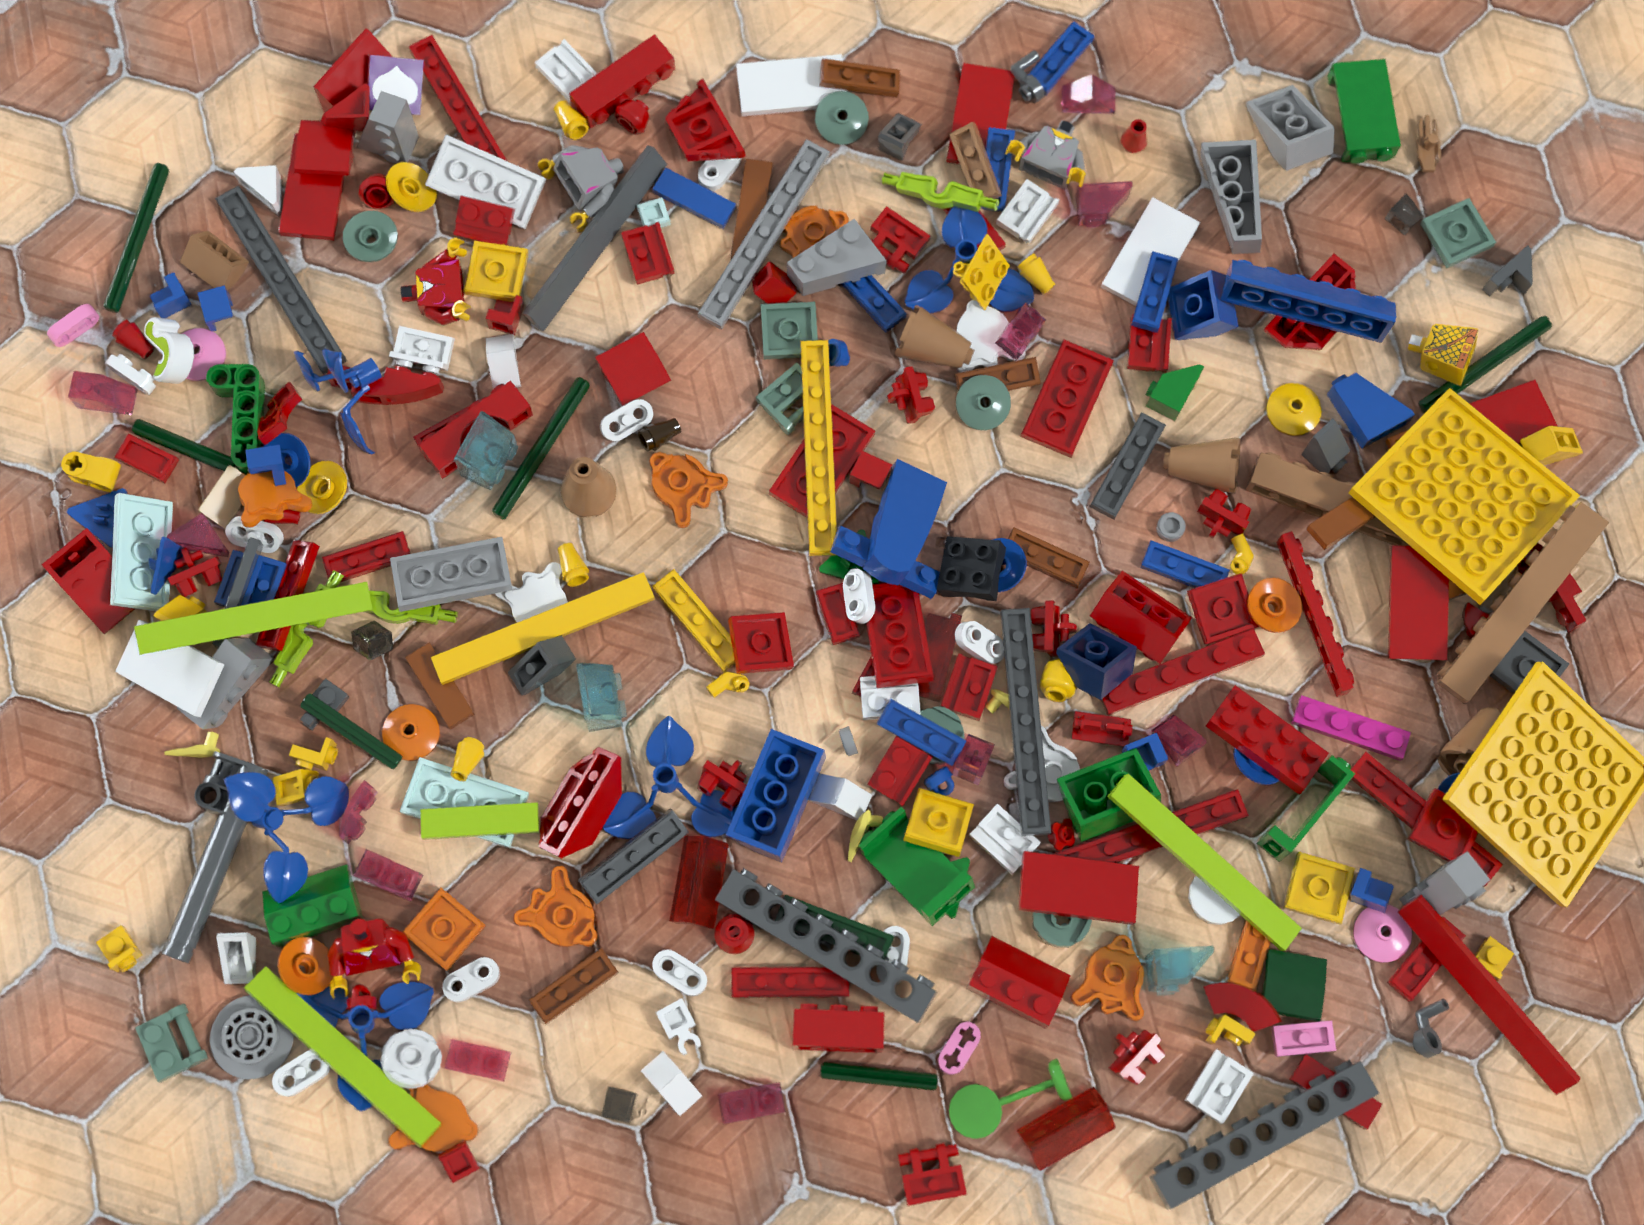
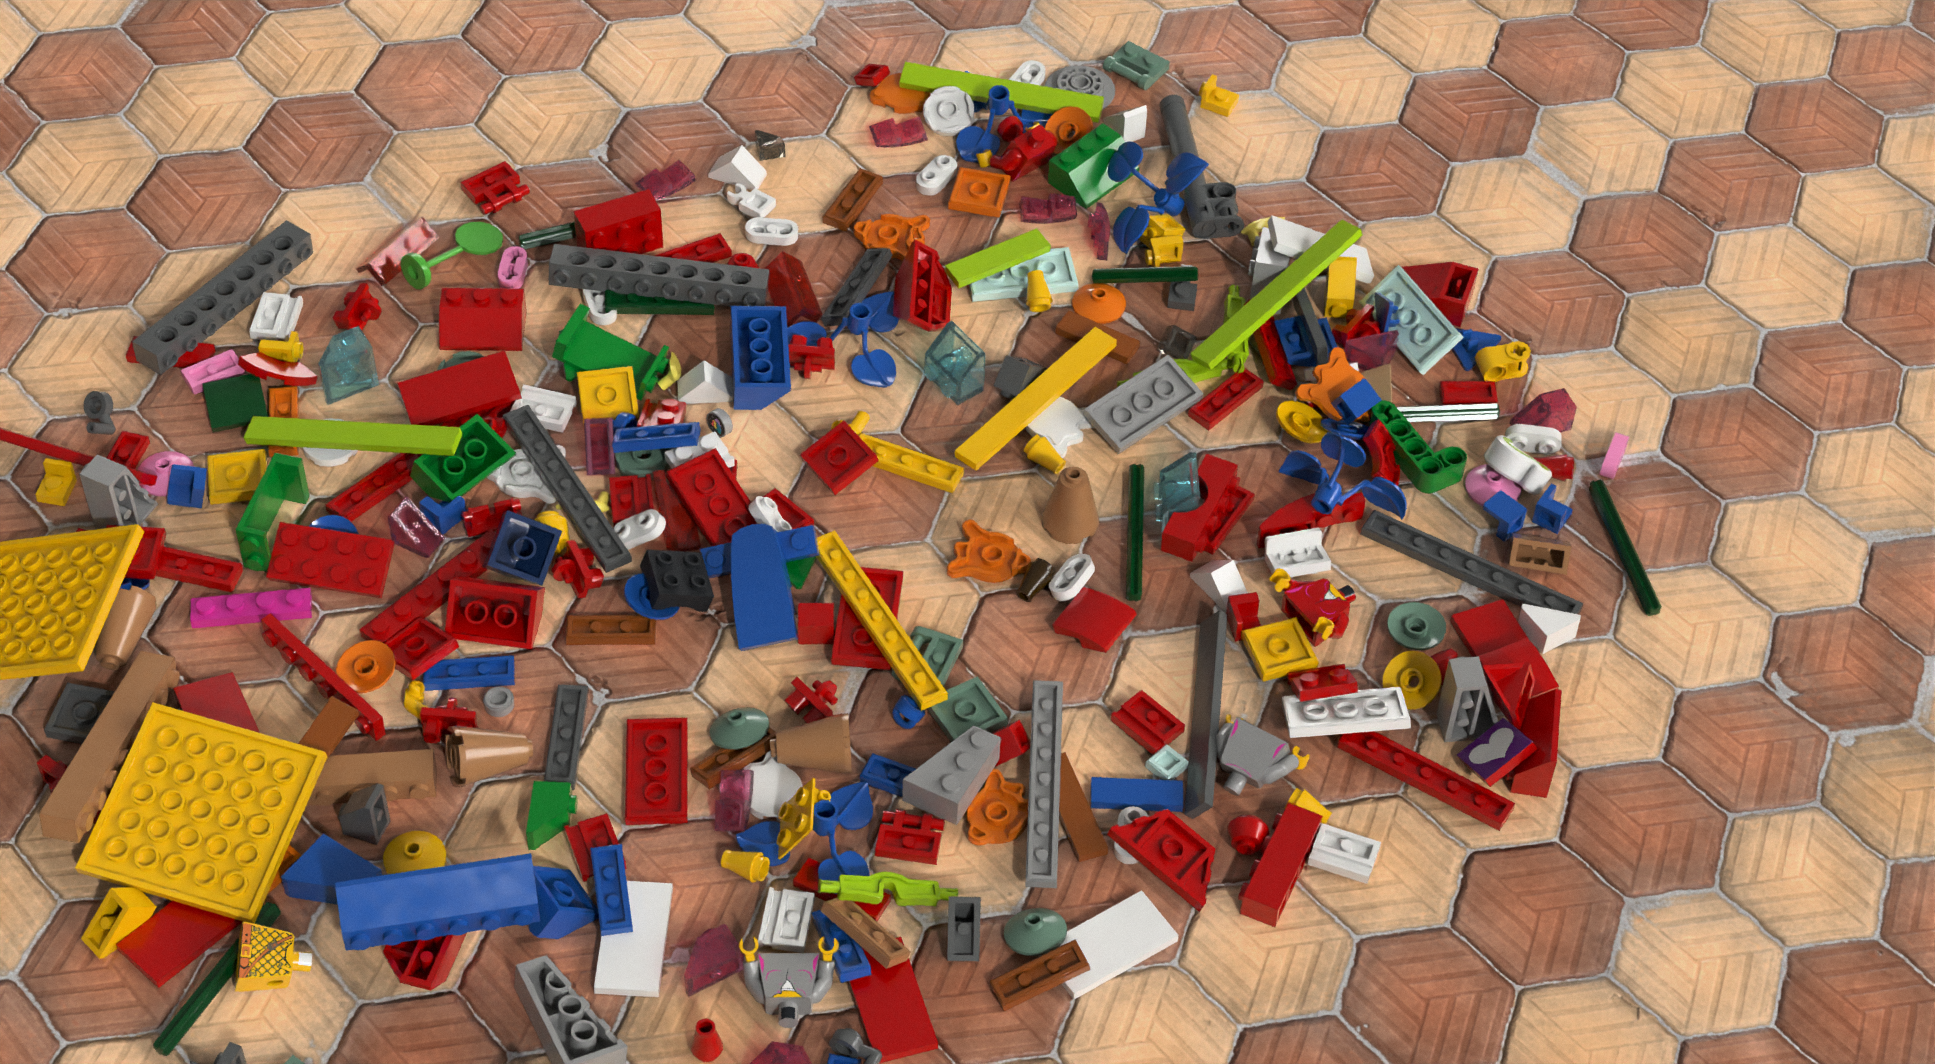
camera: 155 degrees right, 25 degrees down
(1113, 978) = (401, 356): orange tile -> none

